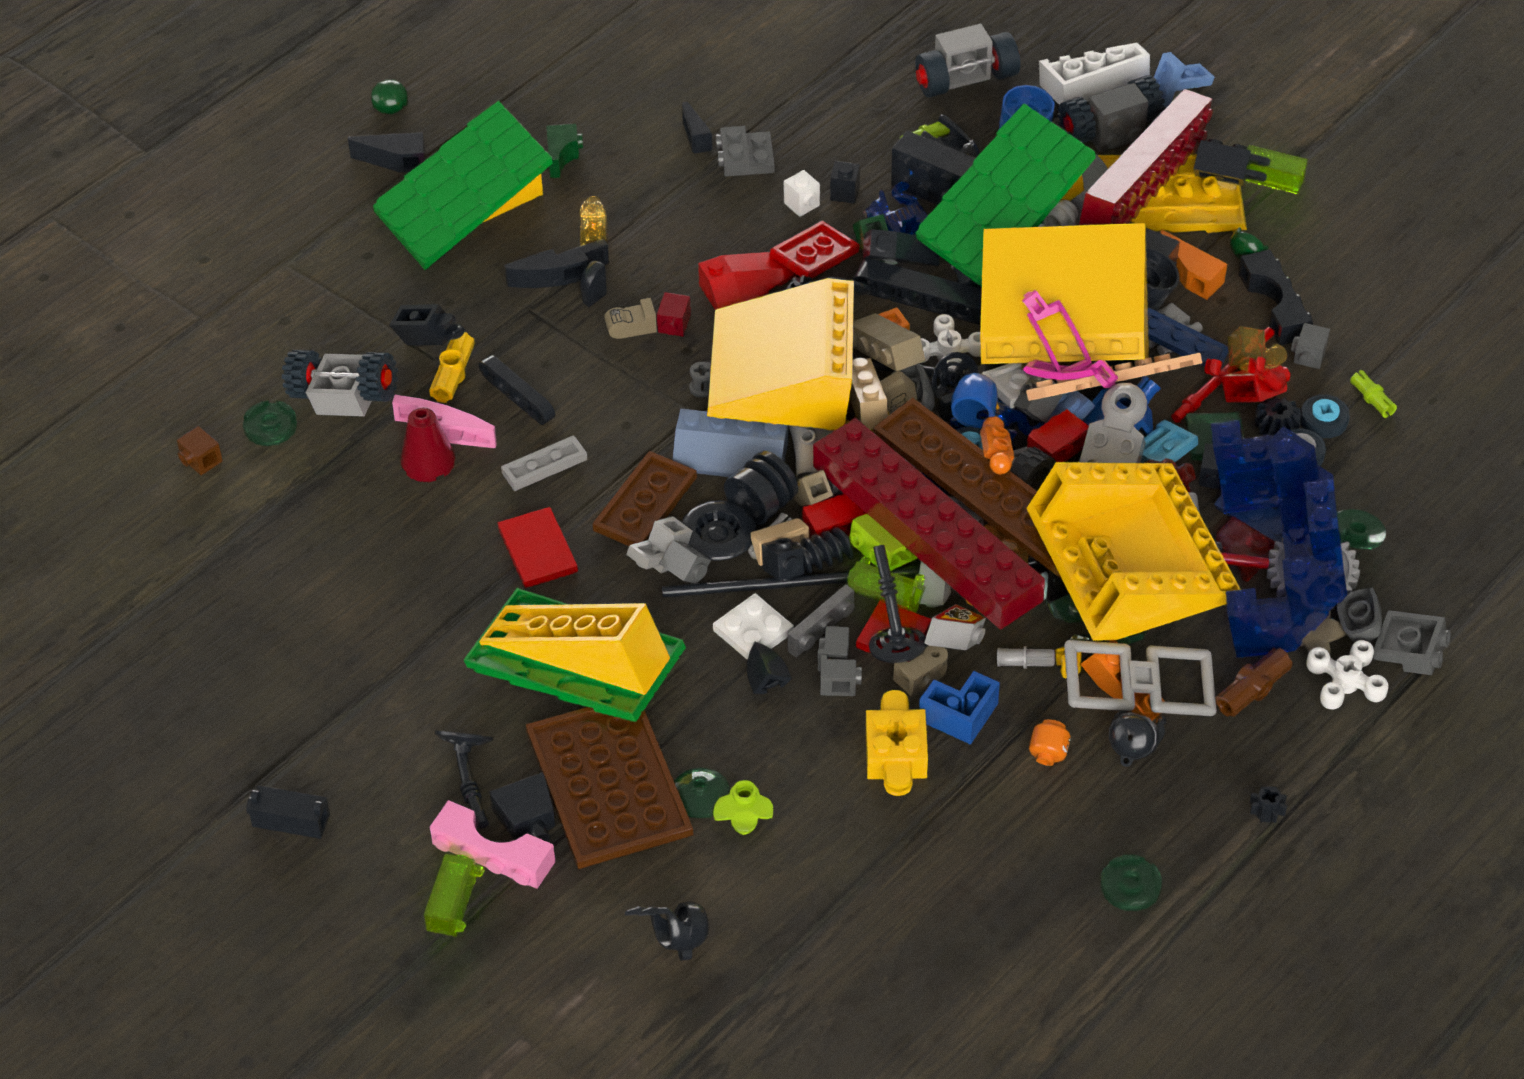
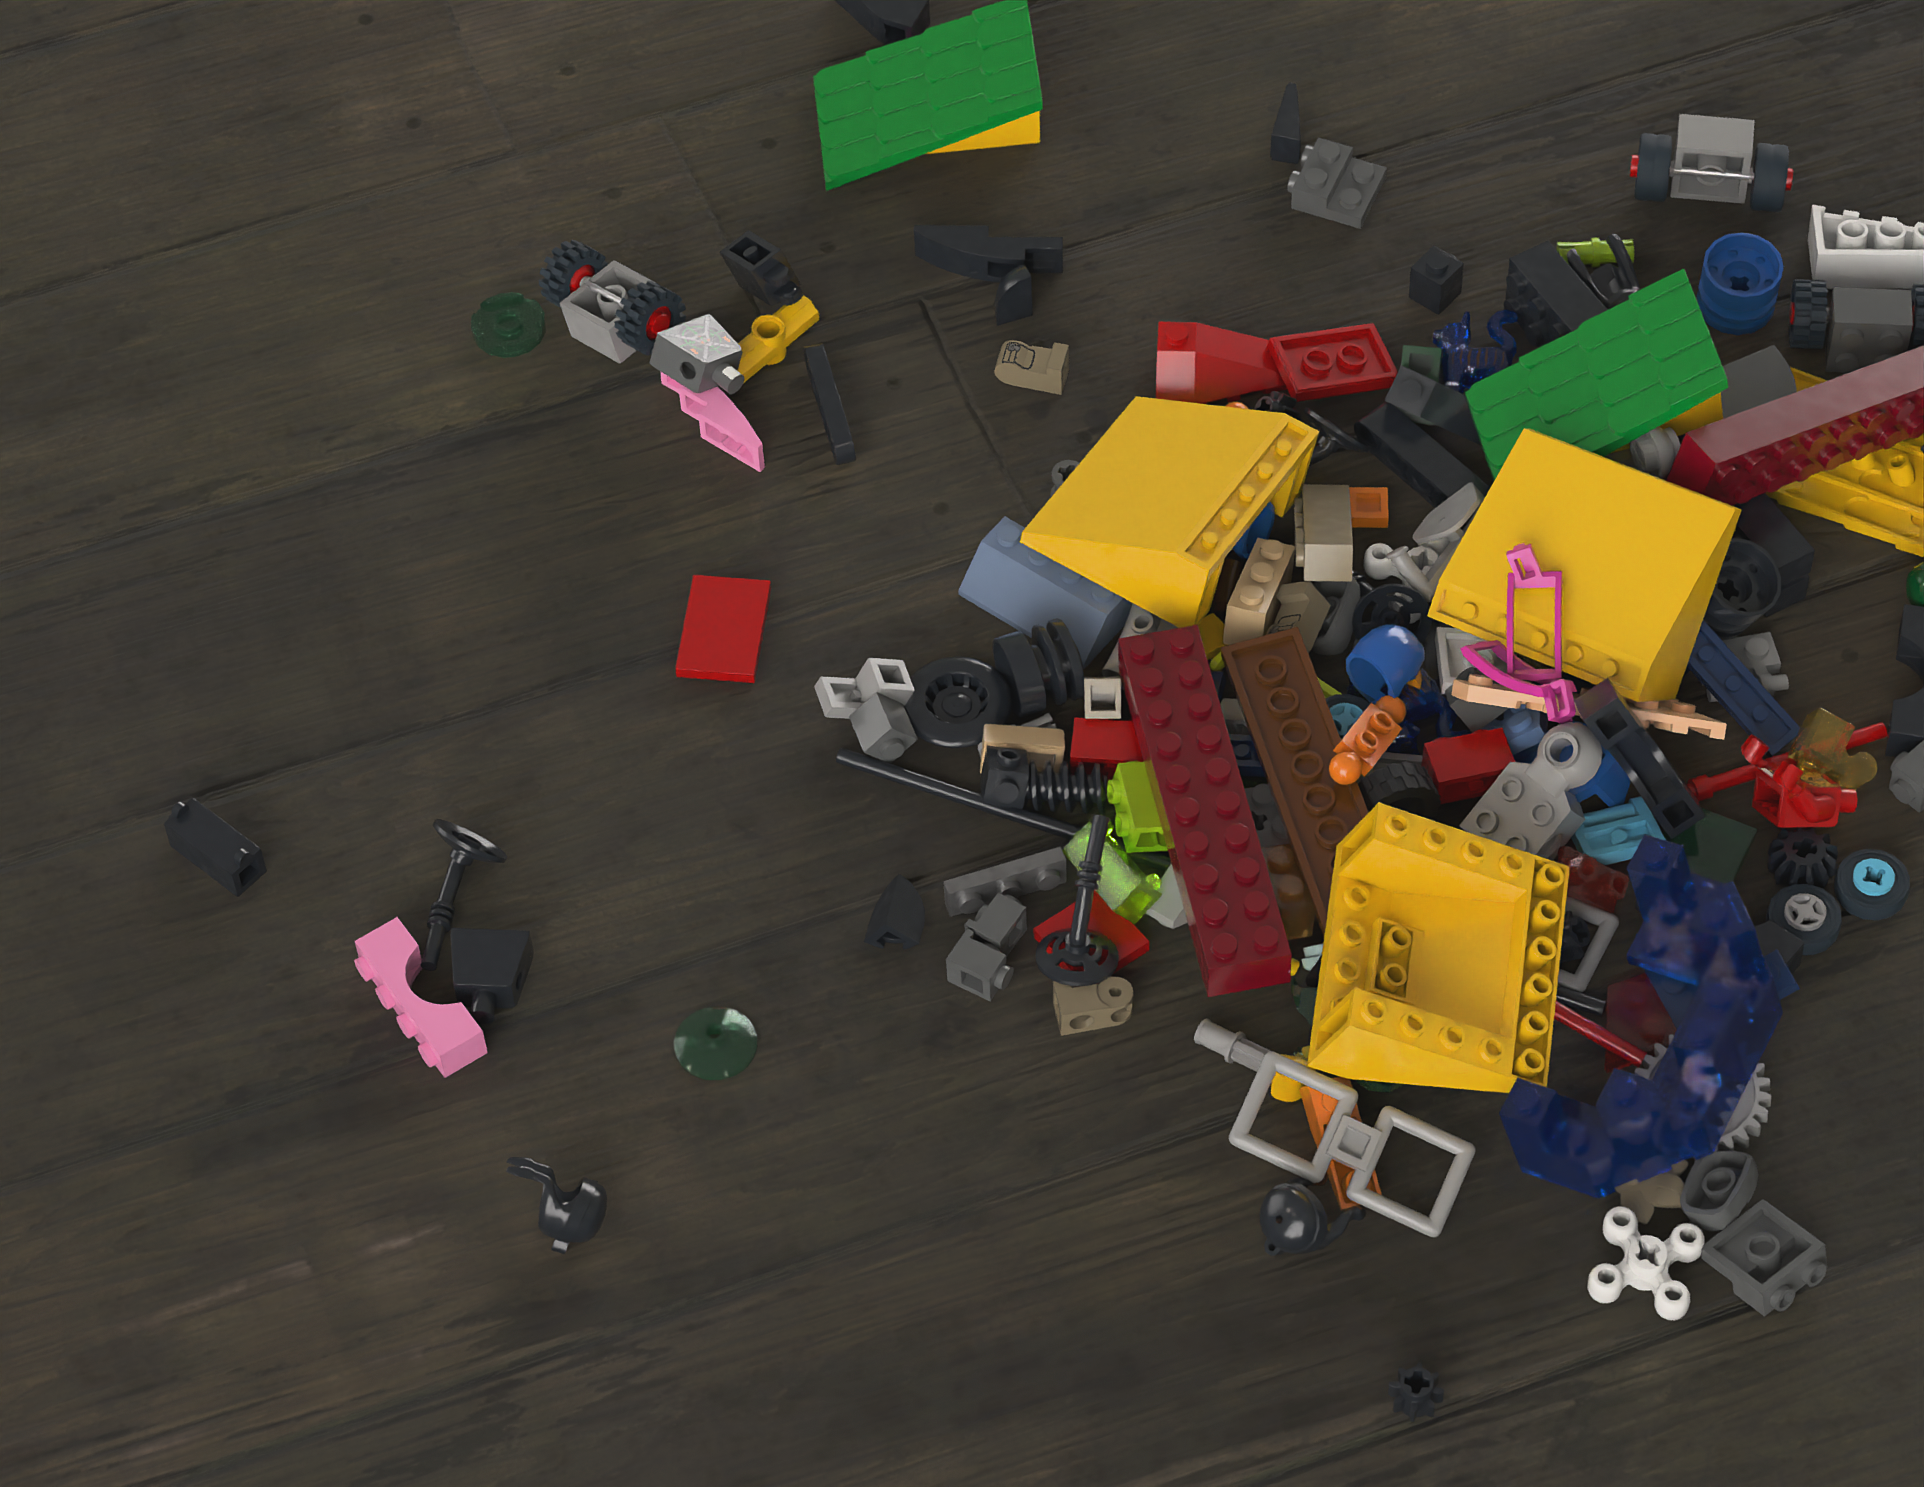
camera: 30 degrees right, 5 degrees up
(199, 450) = (397, 328): reddish brown brick -> none
(423, 387) = (699, 355): none -> dark grey torso
(426, 447) = (664, 438): dark red cone -> none
(451, 894) = (333, 1038): clear neon green brick -> none
(544, 463) = (800, 518): light grey plate -> none
(562, 146) = (1098, 85): dark green arch -> none
(579, 652) = (673, 793): yellow piece -> none
(593, 221) = (1064, 213): clear yellow brick -> none
(608, 784) = (610, 977): reddish brown plate -> none
(644, 498) = (893, 619): reddish brown plate -> none
(673, 314) = (1091, 379): dark red brick -> none
(743, 810) = (747, 1091): lime plate -> none
(752, 622) = (920, 849): white plate -> none
(801, 193) = (1367, 273): white brick -> none
(896, 743) = (989, 1089): yellow brick -> none
(956, 629) = (1160, 968): light grey slope -> none
(960, 305) = (1441, 522): none -> light grey piece
(961, 711) = (1100, 1085): blue brick -> none
(1049, 742) = (1186, 1177): orange head -> none
(1131, 883) = (1171, 1413): clear green tile -> none
(1176, 404) = (1640, 757): none -> black arch
(1198, 270) = (1837, 598): orange slope -> none
(1253, 682) = (1513, 1216): reddish brown piece -> none
(1361, 529) = (1812, 1057): clear green dish -> none

